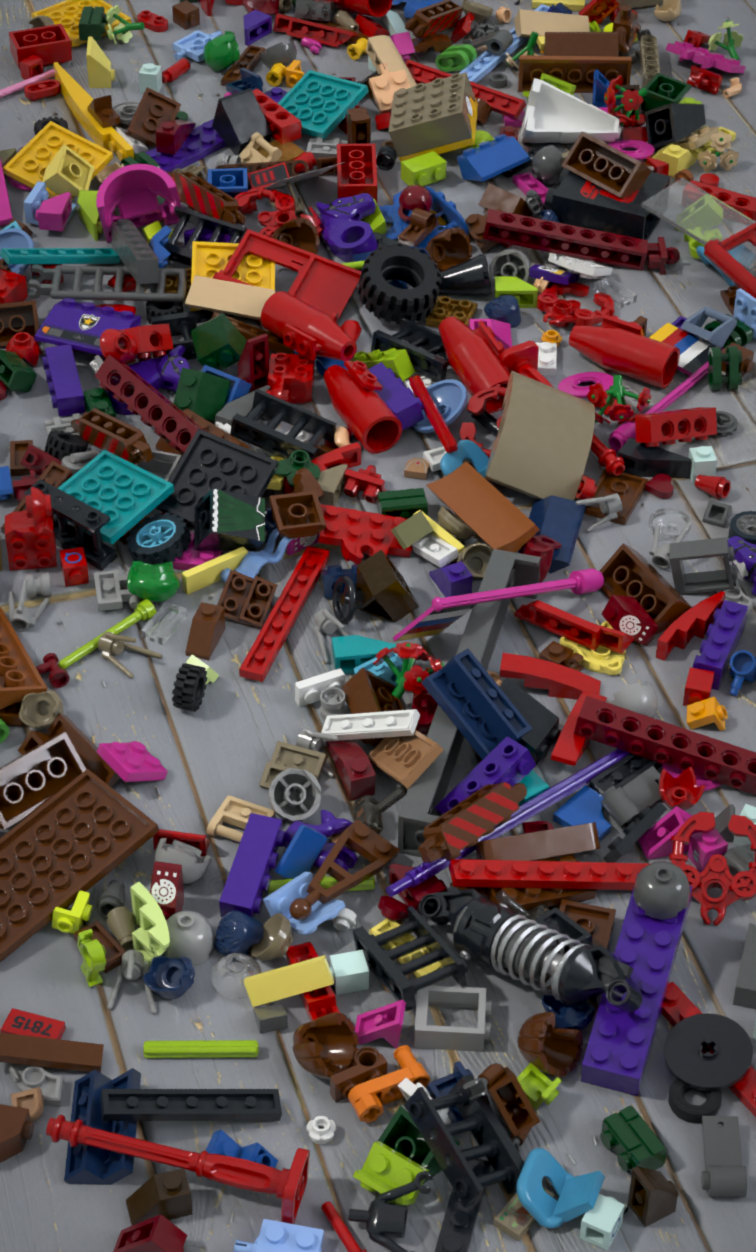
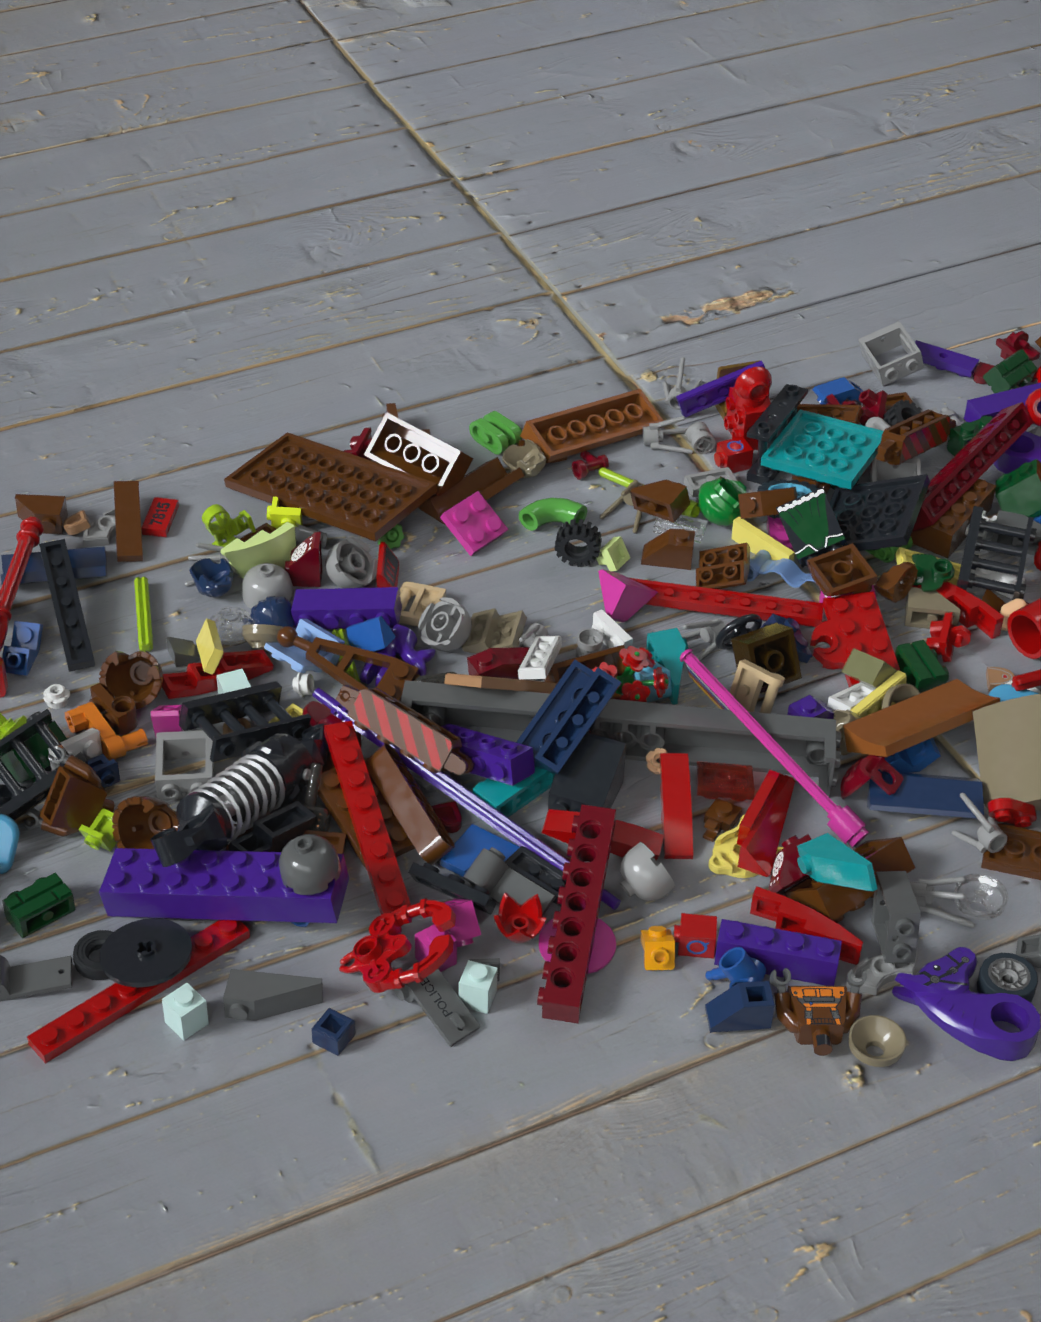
camera: 80 degrees right, 0 degrees up
(122, 704) = (551, 510): none -> bright green cylinder
(143, 618) = (661, 499): none -> reddish brown slope
(181, 545) = (764, 502): none -> reddish brown slope
(275, 664) = (623, 595): none -> dark pink slope
(420, 595) = (748, 684): none -> tan plate
(526, 640) = (724, 781): none -> clear red plate
(660, 578) = (835, 863): none -> teal slope

